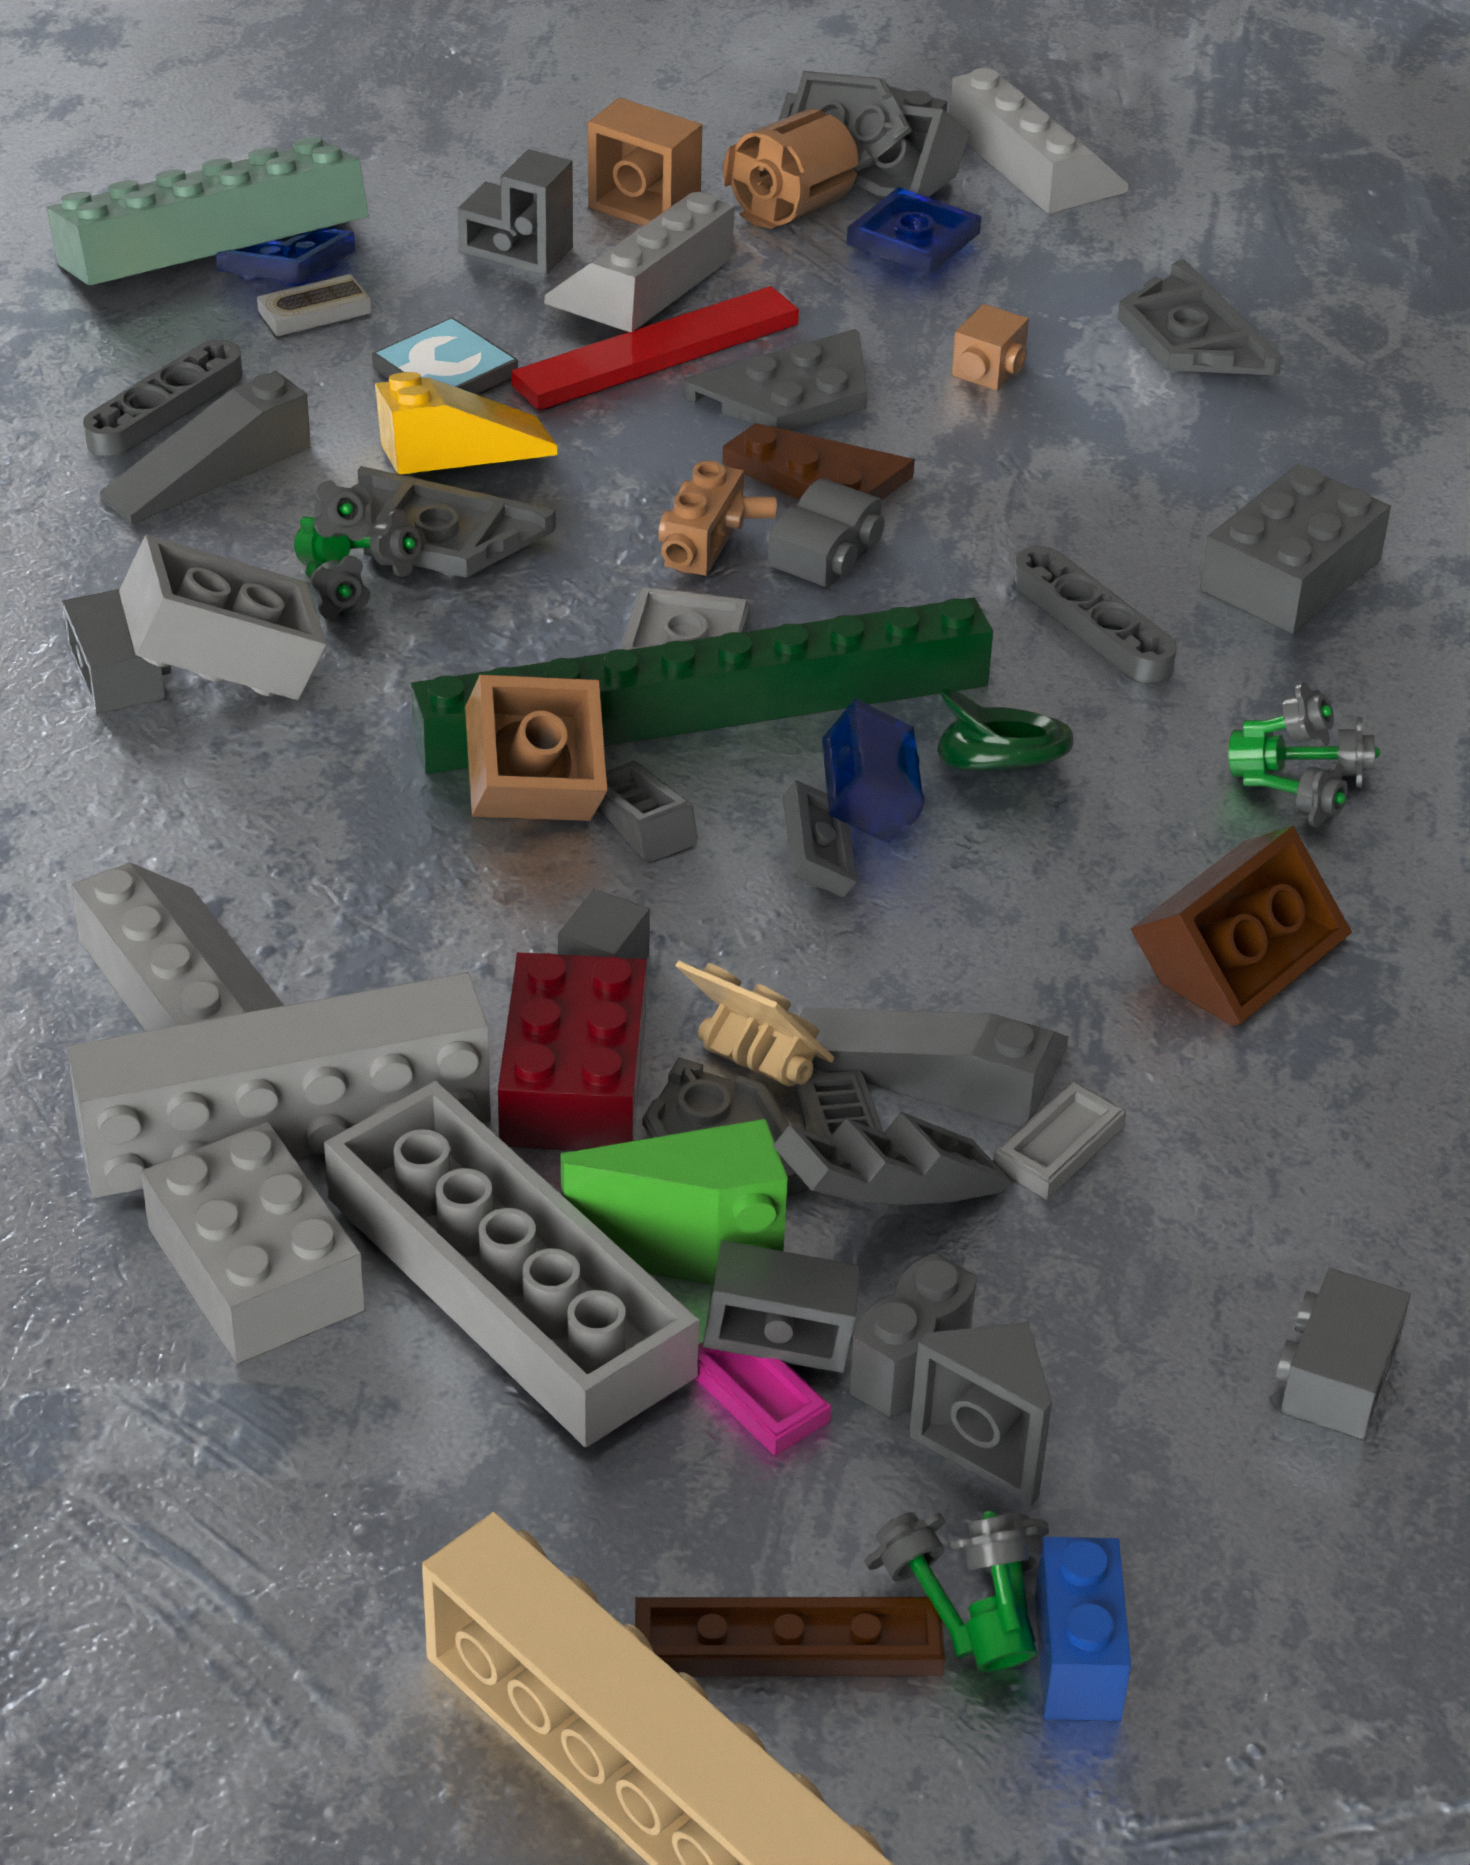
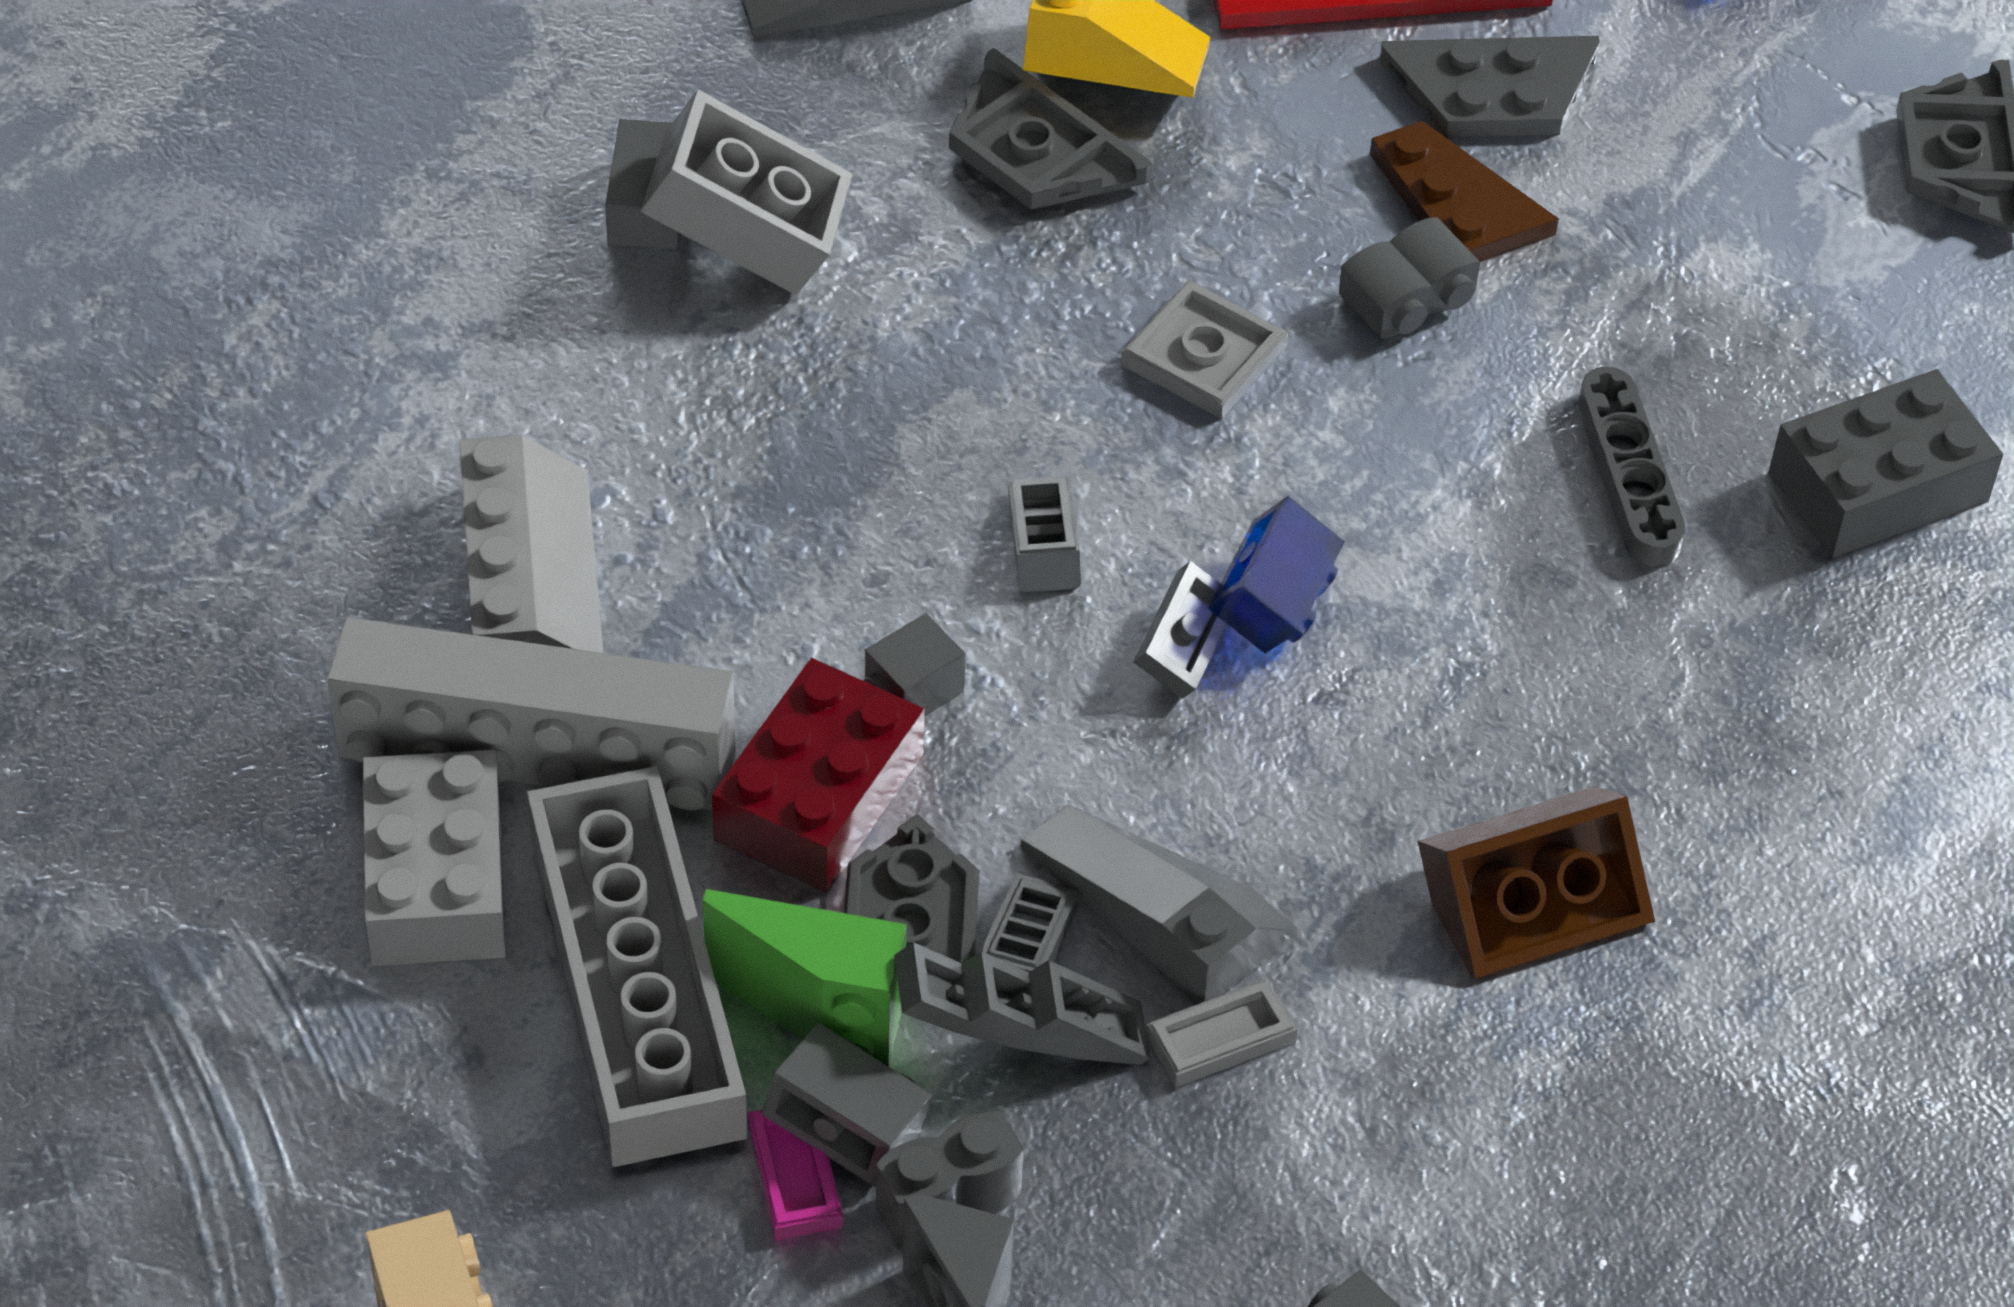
camera: 25 degrees right, 10 degrees up
(341, 526) = (909, 131): dark grey plant -> none
(535, 748) = (946, 401): medium nougat piece -> none
(706, 516) = (1294, 223): medium nougat brick -> none
(741, 676) = (1179, 417): dark green brick -> none
(756, 1027) = (988, 814): tan hinge -> none
(990, 347) = (1724, 105): medium nougat brick -> none
(999, 737) = (1432, 577): dark green piece -> none
(1306, 716) = (1729, 680): plant -> none

